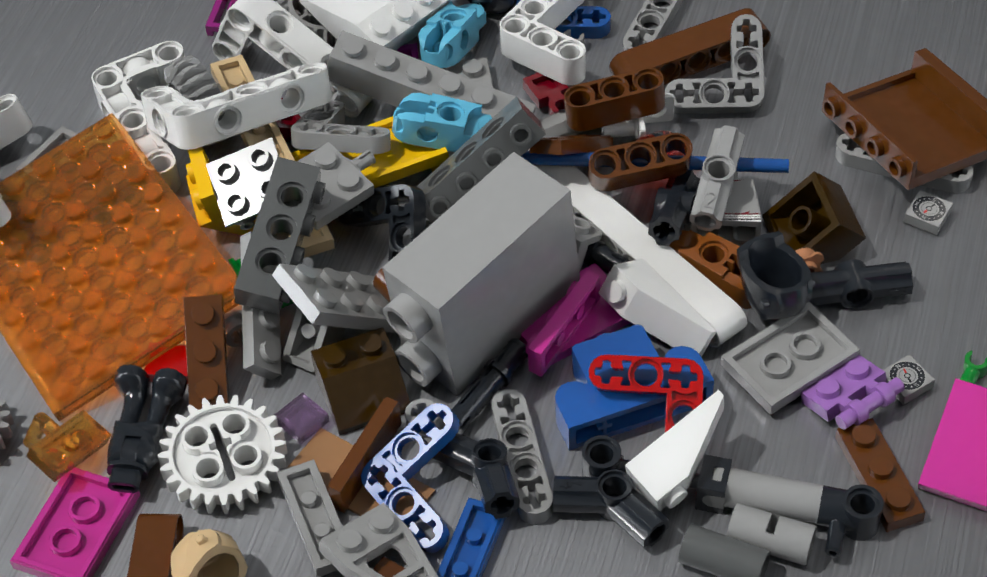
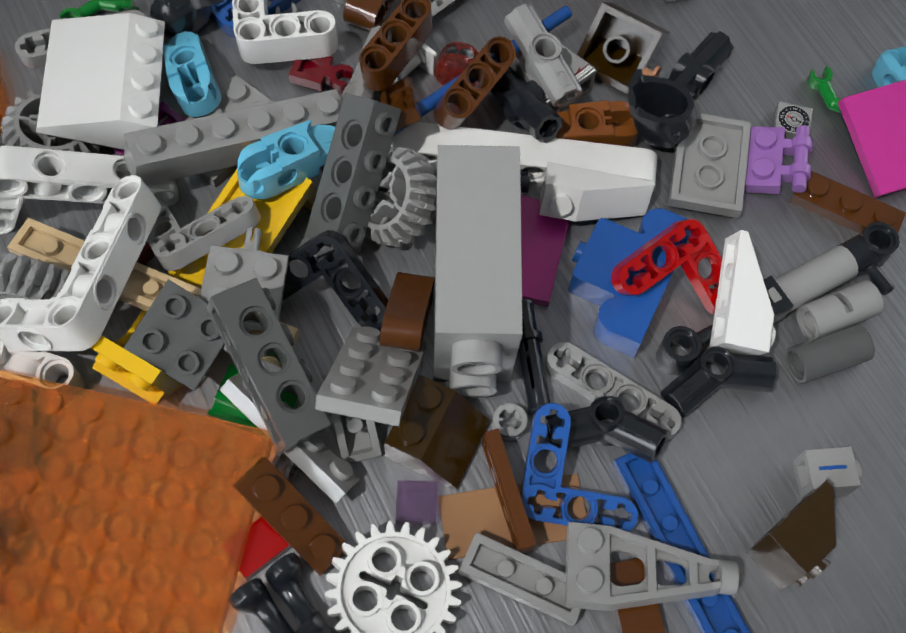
camera: 50 degrees left, 15 degrees up
(563, 323) = (542, 260): dark pink plate -> none

